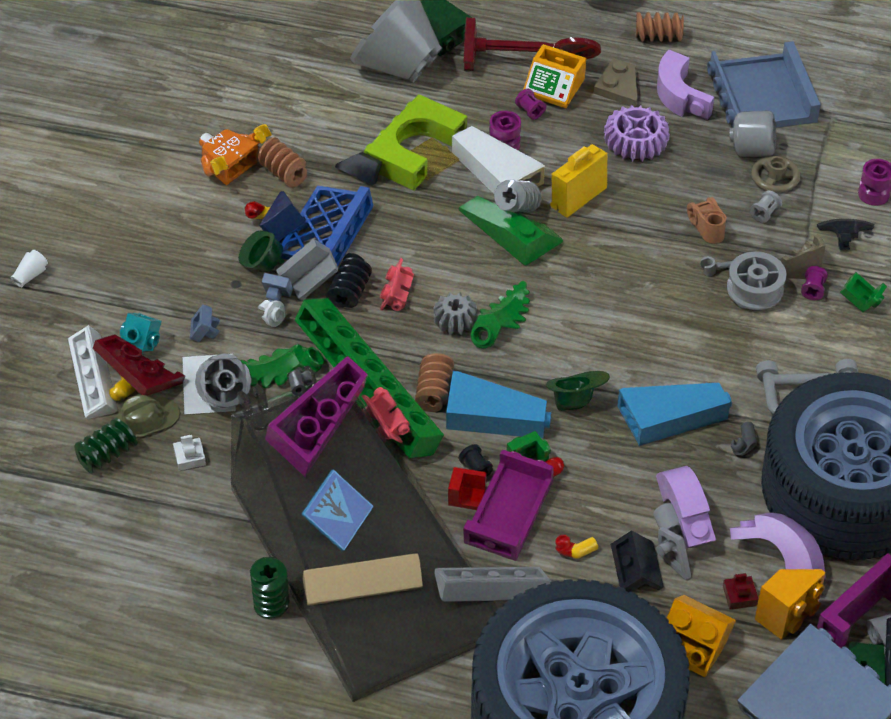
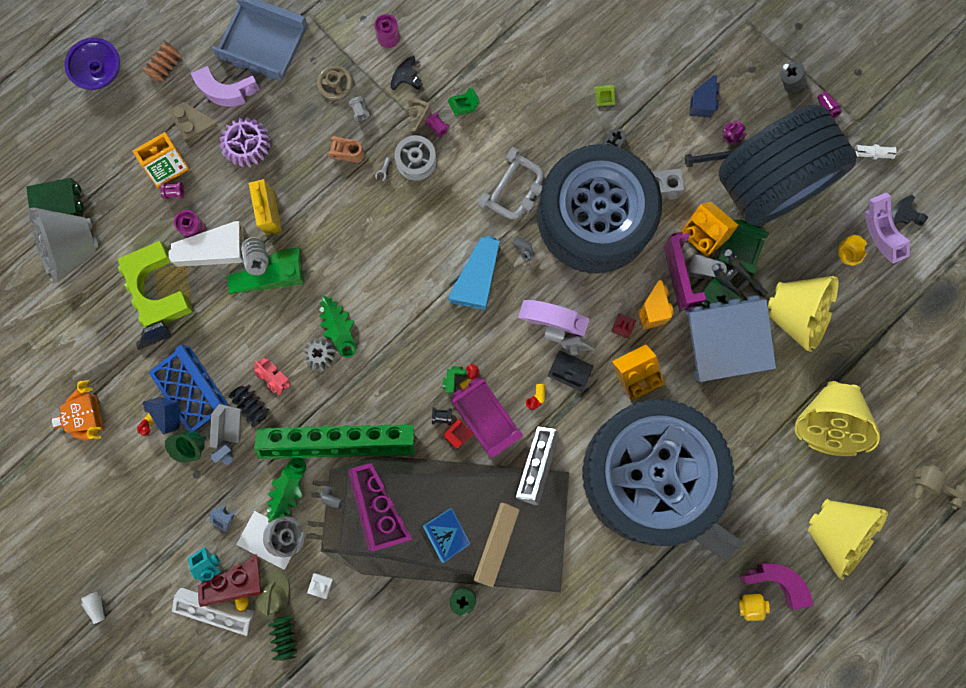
camera: 55 degrees left, 30 degrees up
(274, 312) = (242, 467): white plate -> none
(282, 162) = (114, 386): nougat piece -> none
(392, 423) = (392, 455): coral hinge -> none
(434, 382) = (365, 402): nougat piece -> none
(493, 409) = (407, 381): dark azure slope -> none
(576, 390) = (427, 319): dark green piece -> none
(578, 46) = (98, 188): dark red piece -> none
(754, 134) = (298, 73): light grey head -> none
(791, 538) = (617, 278): lavender arch -> none

